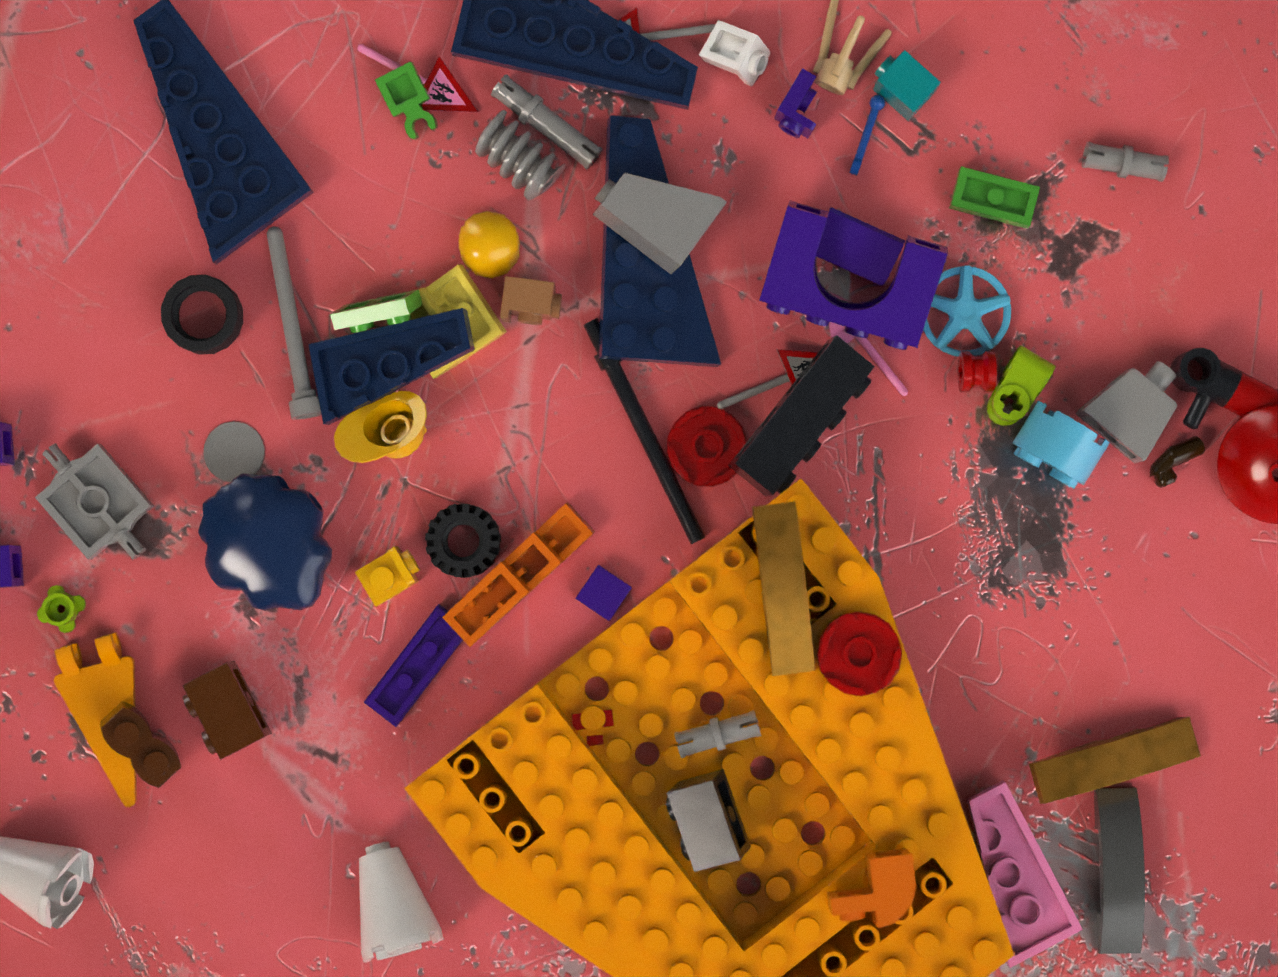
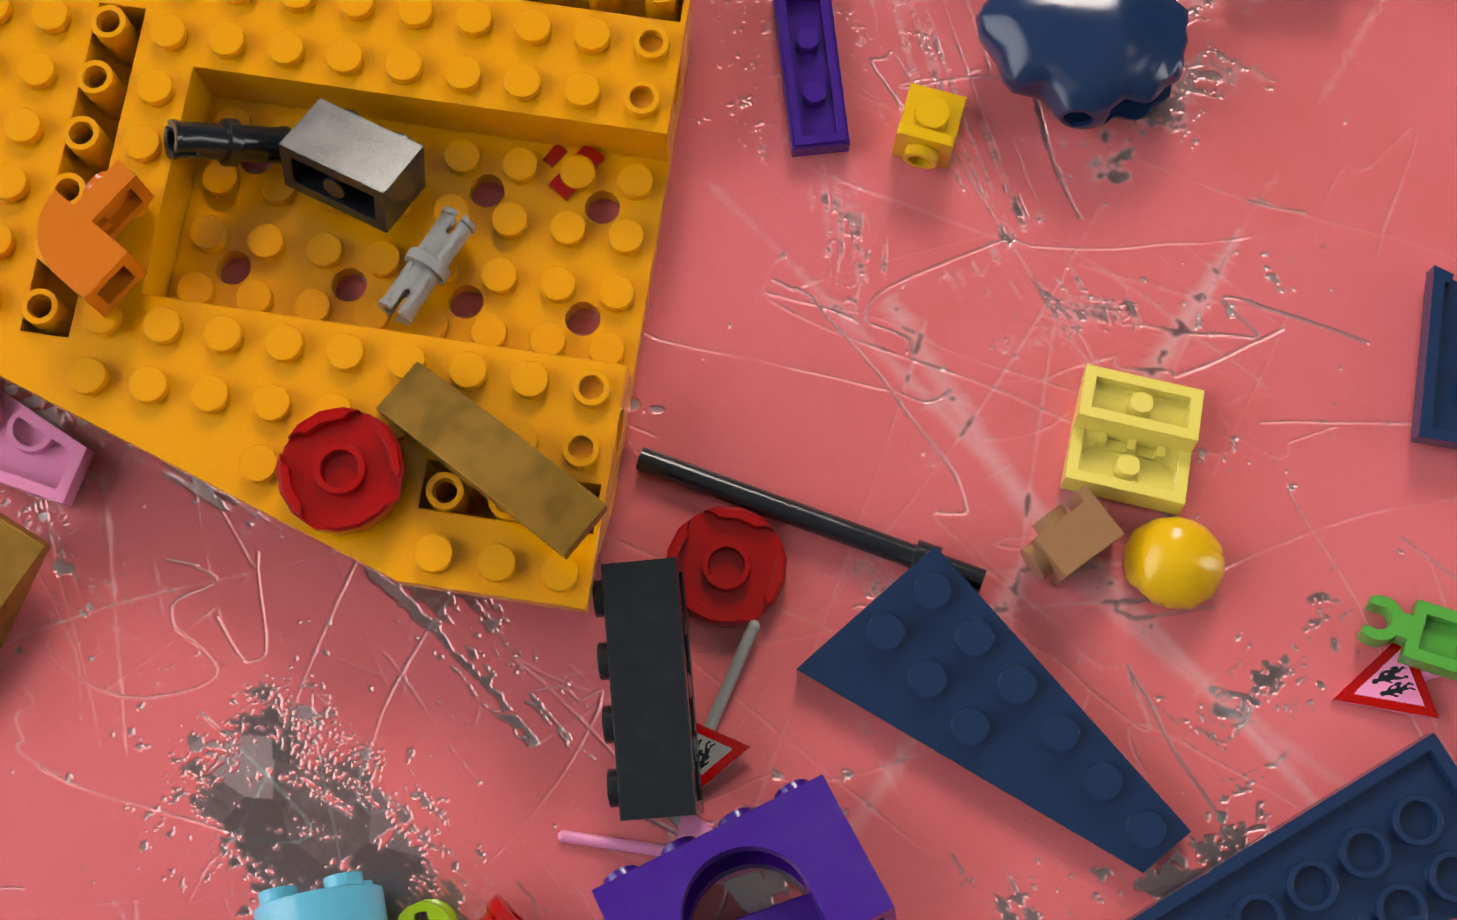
camera: 140 degrees right, 10 degrees down
(172, 304) = (1415, 174): black tyre -> none
(233, 450) = (1208, 109): light grey piece -> none
(304, 399) = (1194, 218): light grey piece -> none
(363, 314) = (1224, 362): plate -> none
(378, 361) = (1158, 326): dark blue wing -> none
(383, 428) = (1085, 255): yellow piece -> none
(438, 535) = (895, 195): black tyre -> none
(517, 157) = (1243, 679): light grey piece -> none
(518, 574) = (796, 248): orange slope -> none
(533, 111) = (1275, 754): light grey pin -> none
(603, 592) = (689, 312): dark purple tile -> none
(657, 216) = (1026, 757): light grey slope -> none
(761, 892) = (225, 142): none -> black pin

